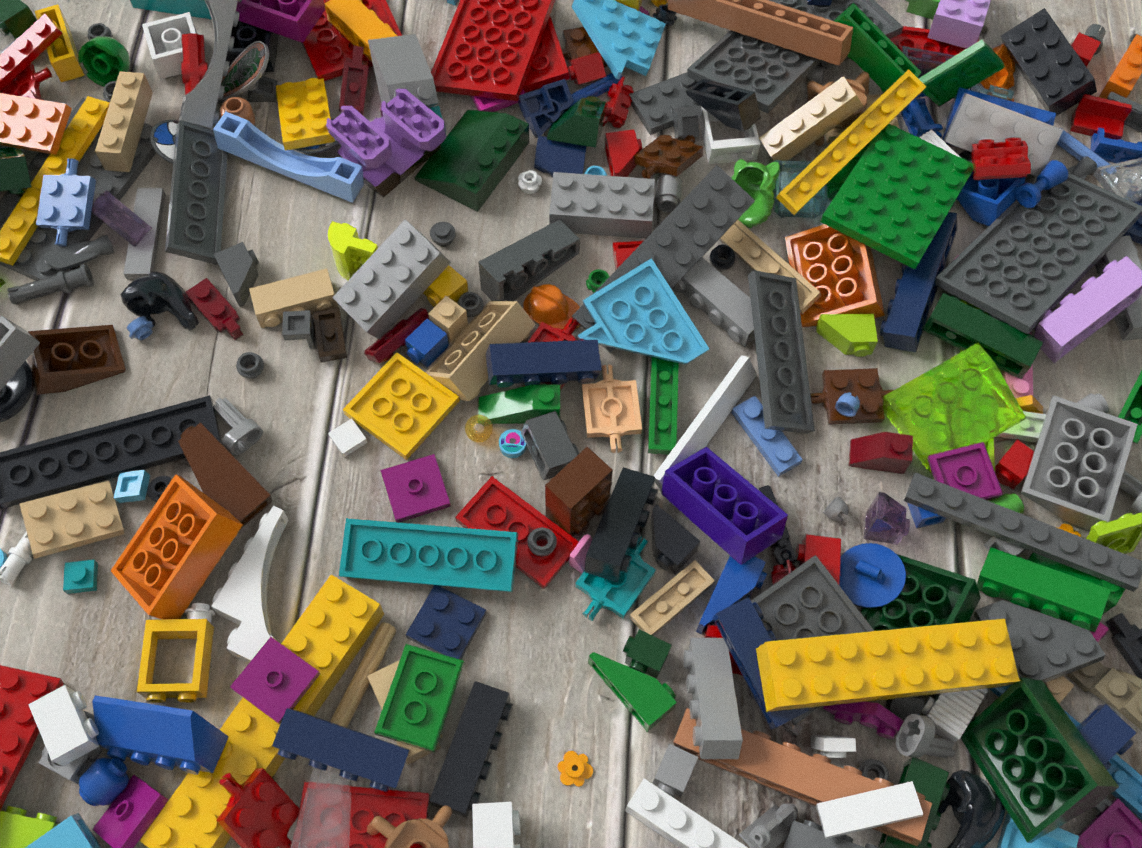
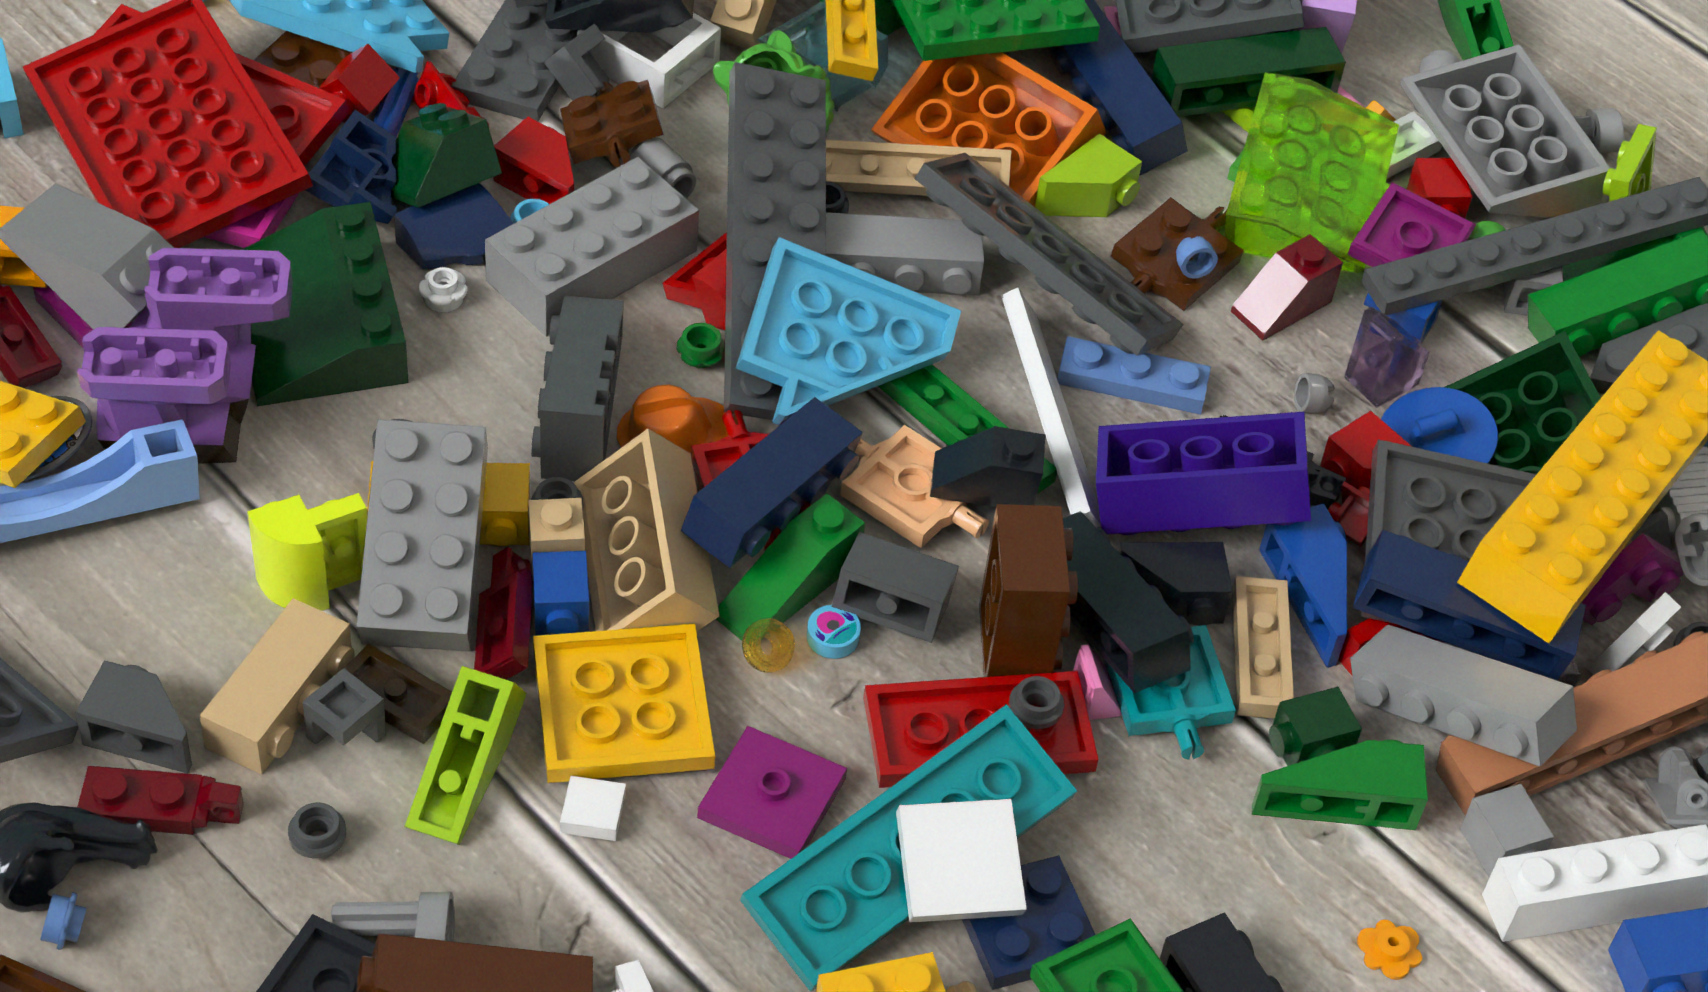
camera: 50 degrees left, 15 degrees down
(326, 377) = (465, 754): none -> lime slope
(434, 578) = (960, 860): none -> white tile
(638, 429) = (990, 468): none -> black slope

